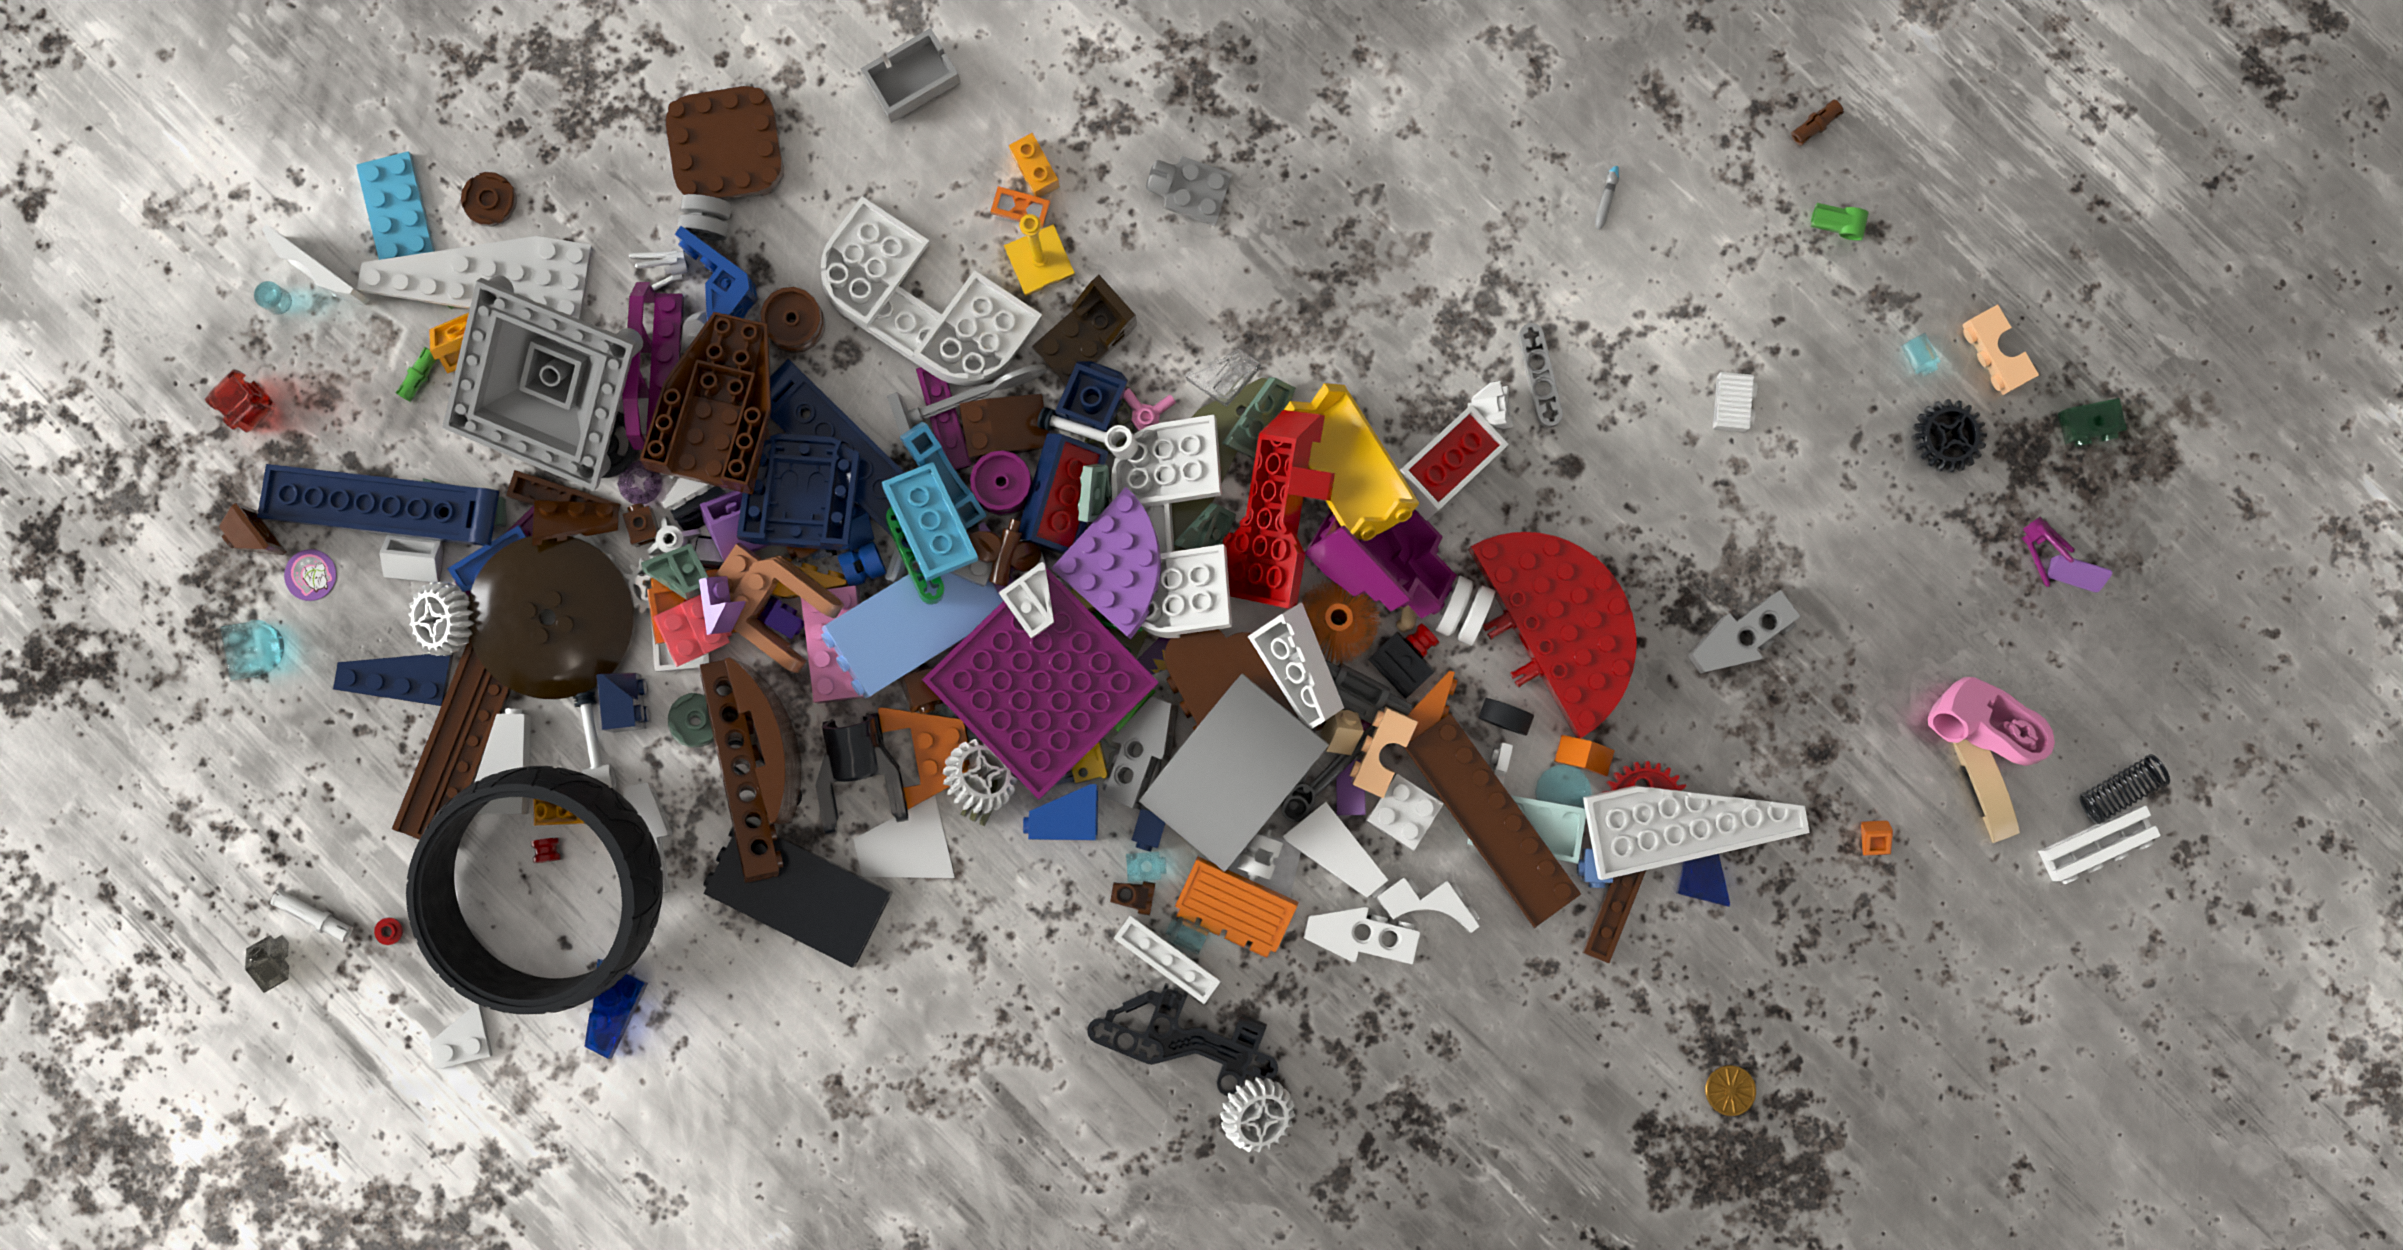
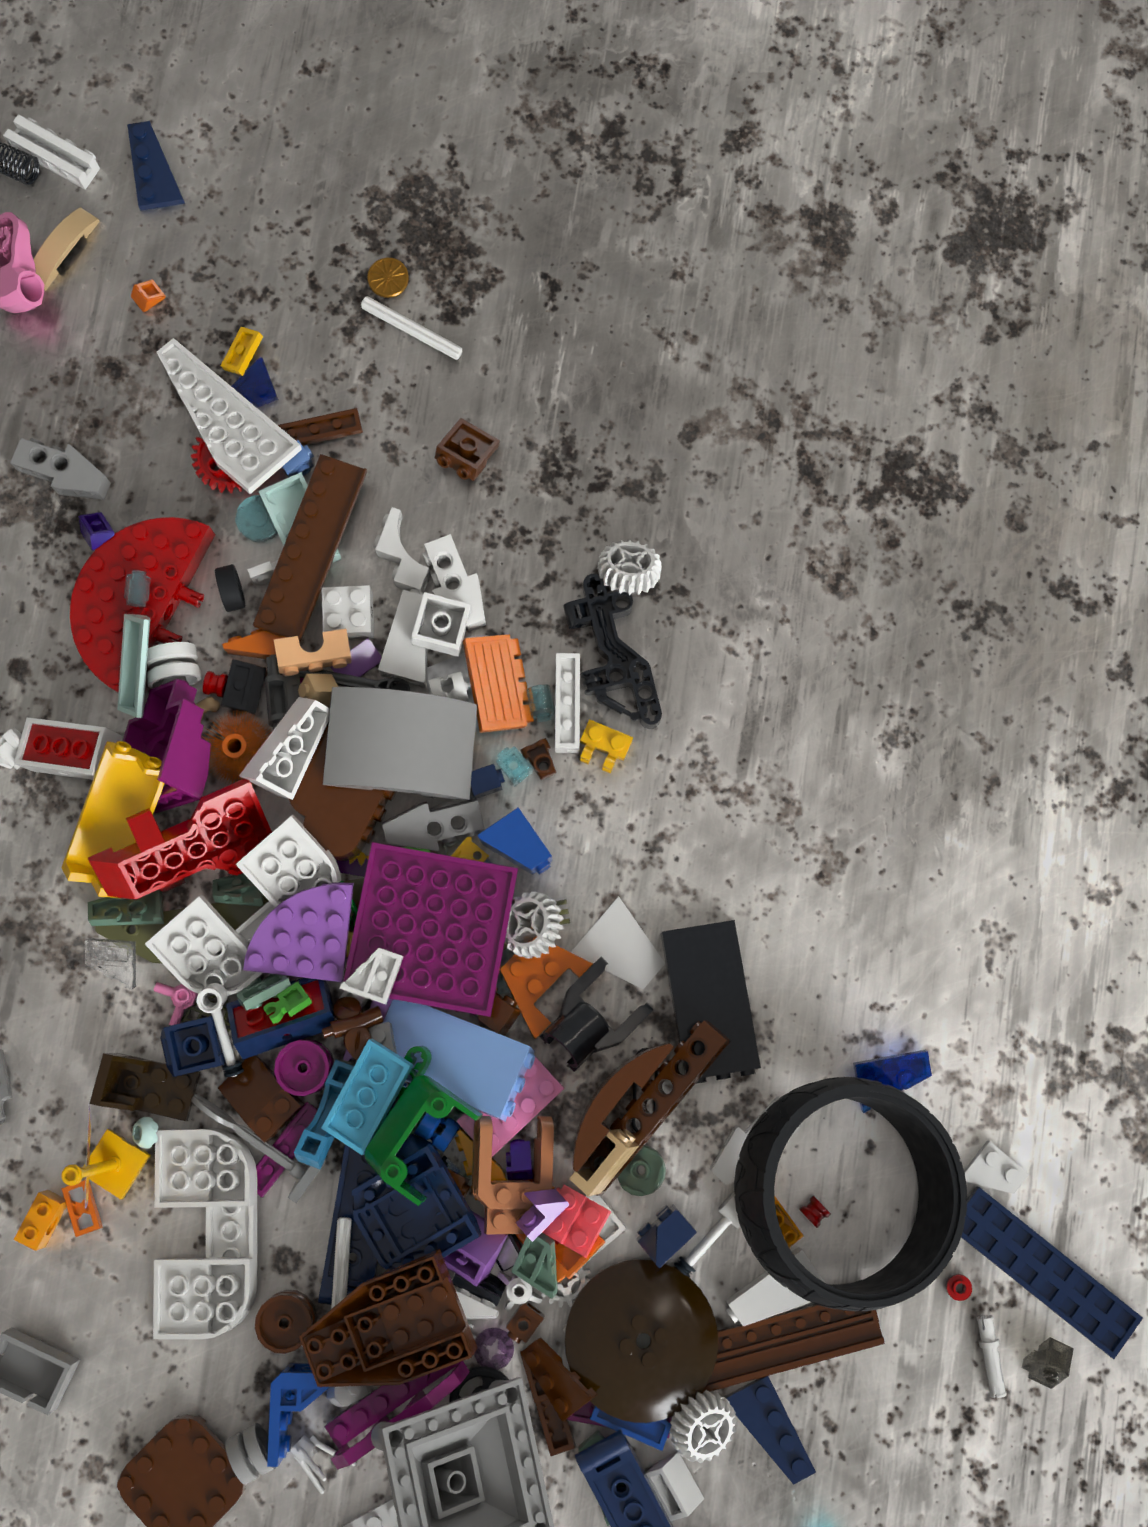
camera: 125 degrees left, 5 degrees down
(342, 1019) = (1048, 1274): none -> dark blue plate
(712, 666) = (596, 1182): none -> tan panel
(806, 402) = (341, 1262): none -> white axle
(891, 564) = (419, 1097): none -> green windscreen
(1046, 304) = (145, 1132): none -> light aqua plate
(1054, 239) = (87, 1160): none -> sticker
(1064, 511) = (290, 1001): none -> bright green plate
(1108, 971) = (605, 740): none -> yellow plate
(1323, 891) = (441, 624): none -> white brick
(1485, 576) = (133, 664): none -> light aqua slope
(1491, 1041) = (466, 449): none -> reddish brown plate
(1560, 627) = (137, 588): none -> clear light blue brick
(1584, 755) = (222, 521): orange slope -> none
(1656, 627) = (95, 529): none -> dark purple slope
(1659, 1076) = (411, 327): none -> white axle
(1749, 890) = (241, 351): none -> yellow plate
(2006, 929) = (151, 170): none -> dark blue wing

